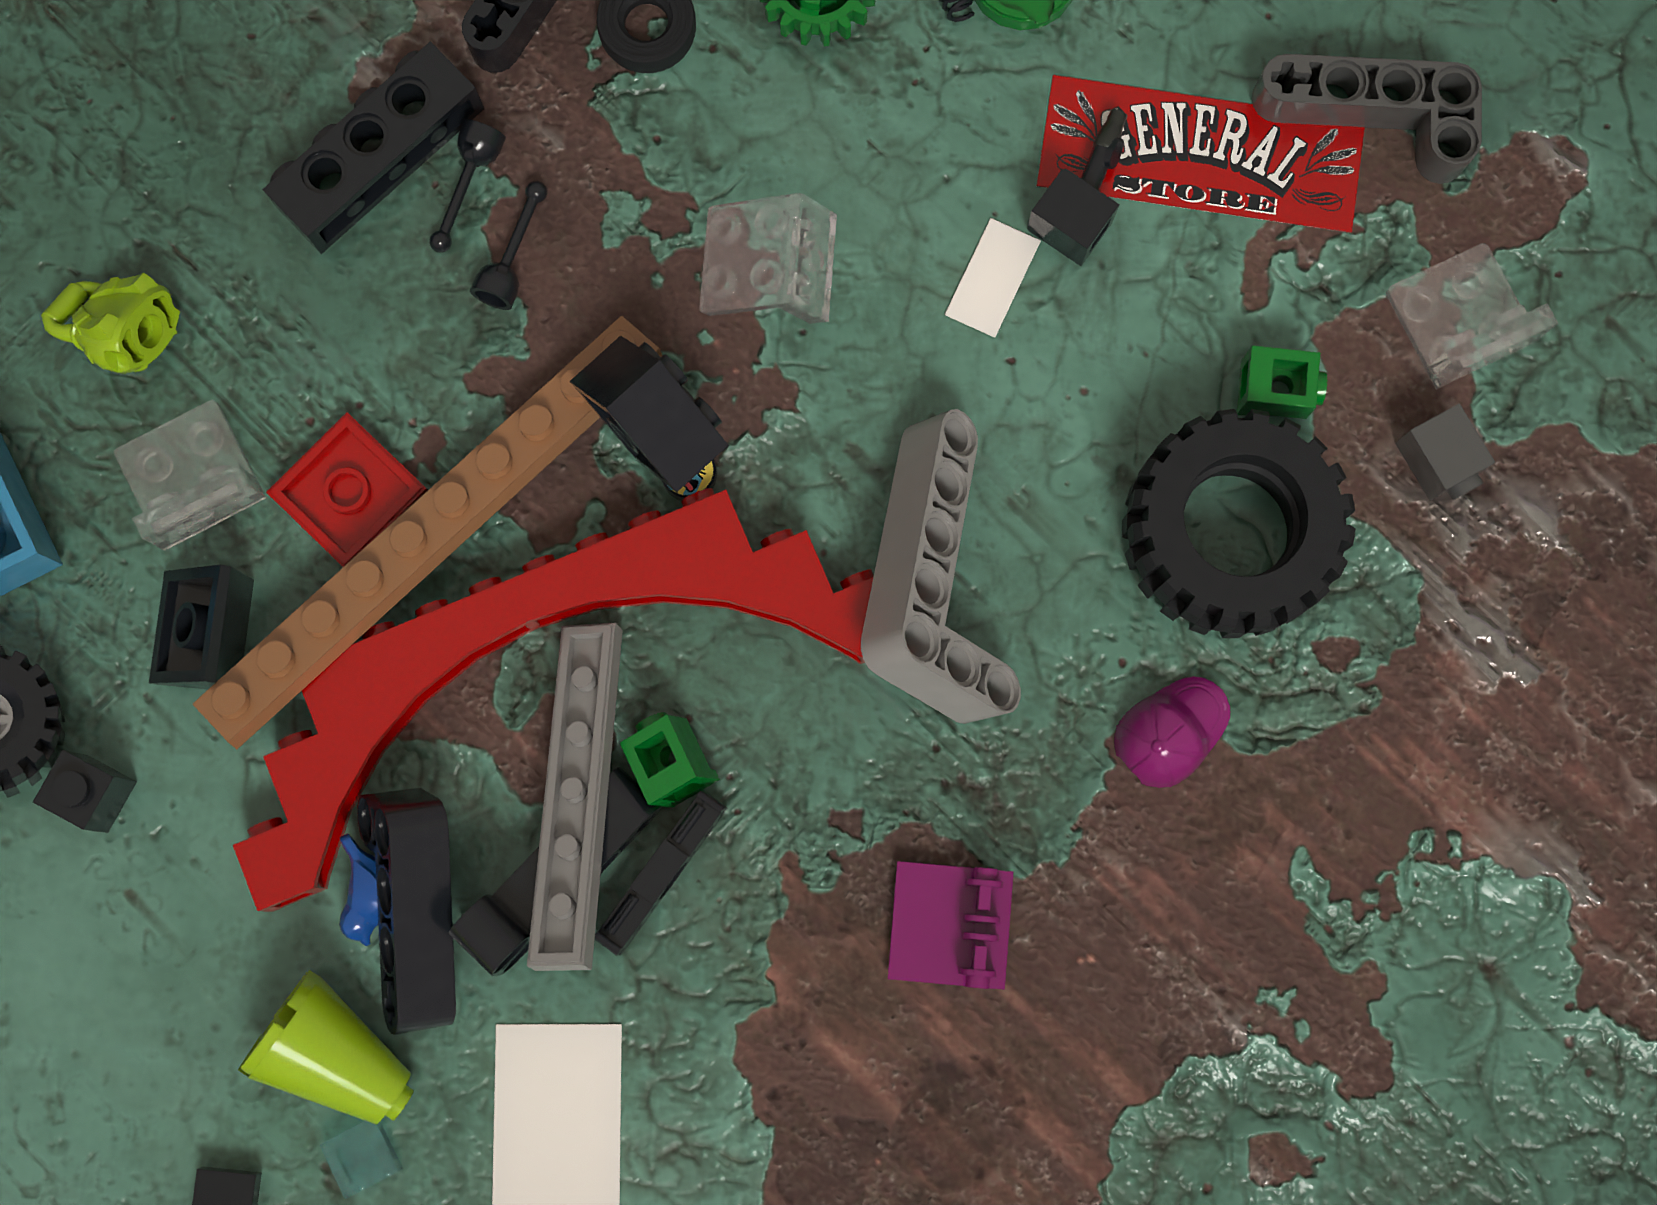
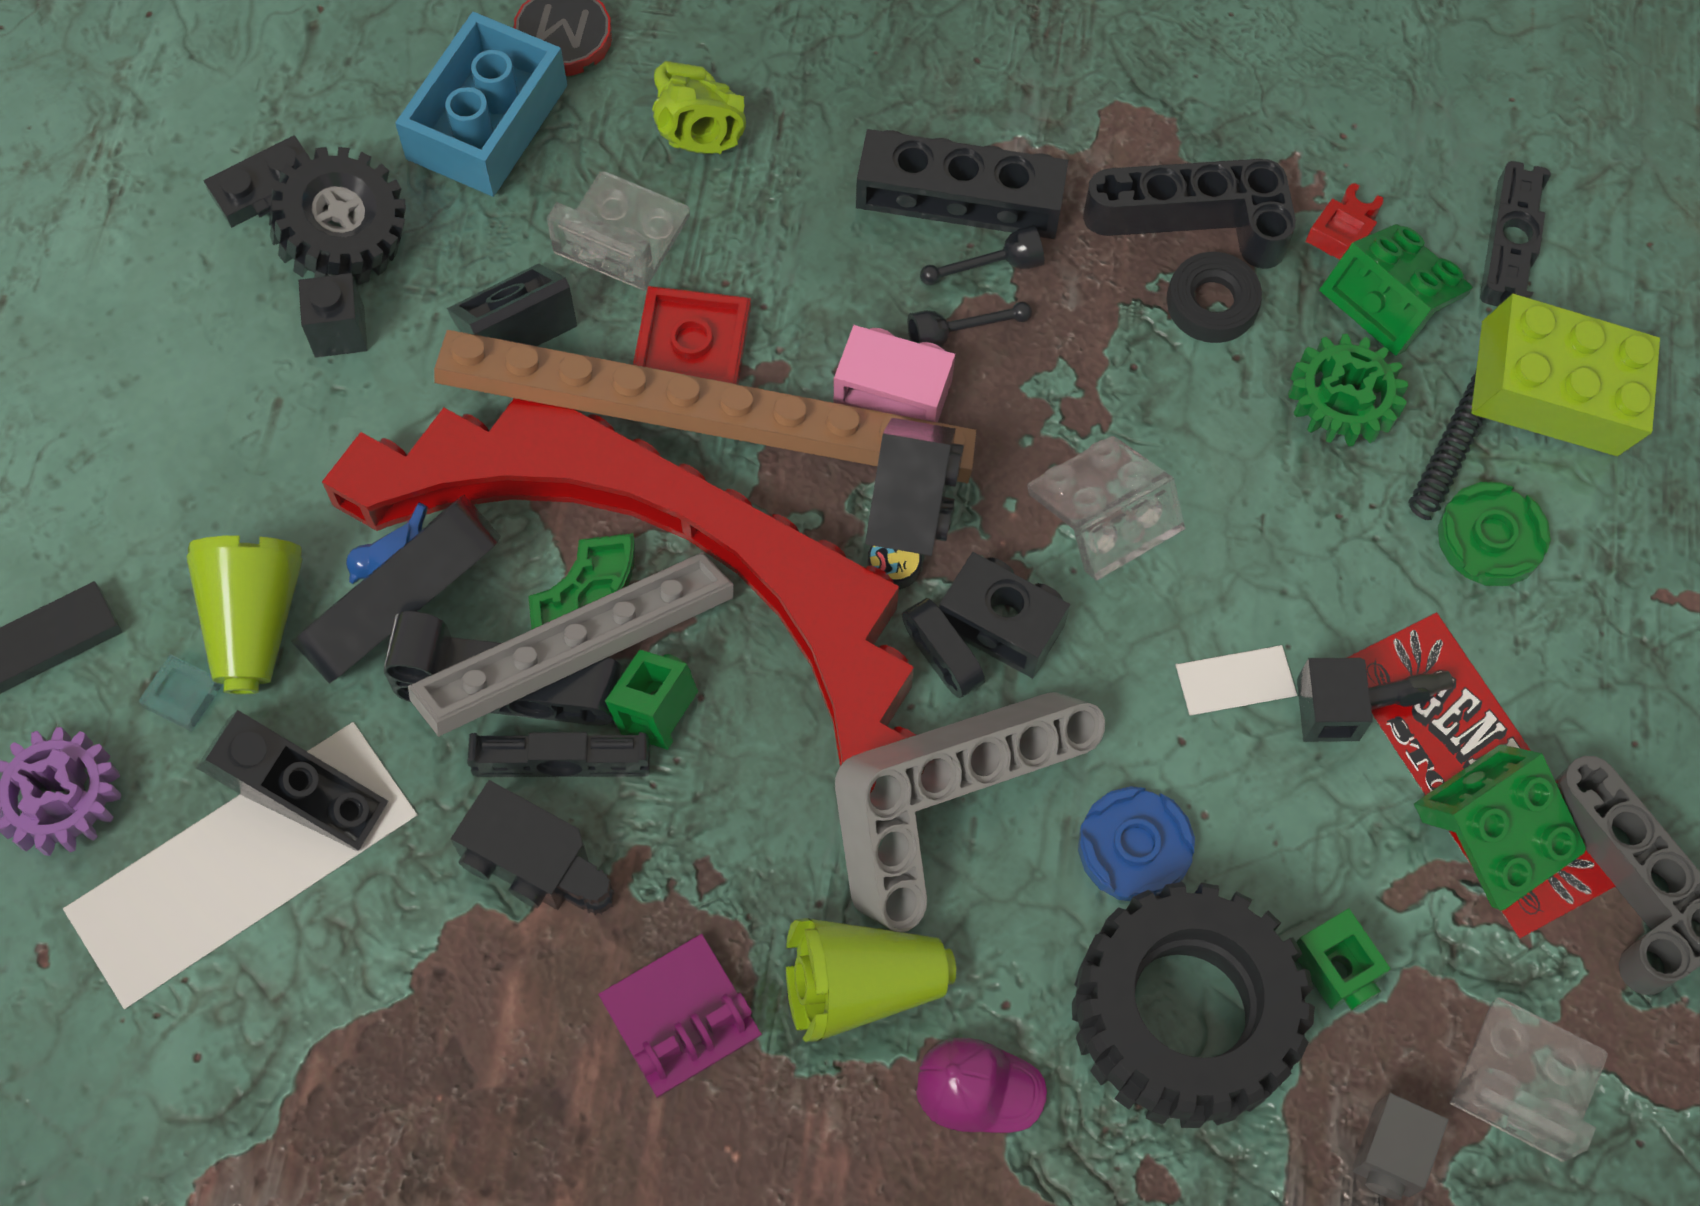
camera: 50 degrees right, 15 degrees down
(520, 346) = (893, 374): none -> bright pink piece
(520, 1114) = (291, 781): none -> black slope
(522, 743) = (599, 570): none -> green tile
(730, 953) = (530, 851): none -> black hinge
(787, 447) = (1015, 640): none -> black brick
(798, 491) = (943, 648): none -> black beam
(1029, 762) = (860, 975): none -> lime cone
(1071, 463) = (1135, 843): none -> blue tile
(1260, 166) = (1506, 821): none -> green bracket

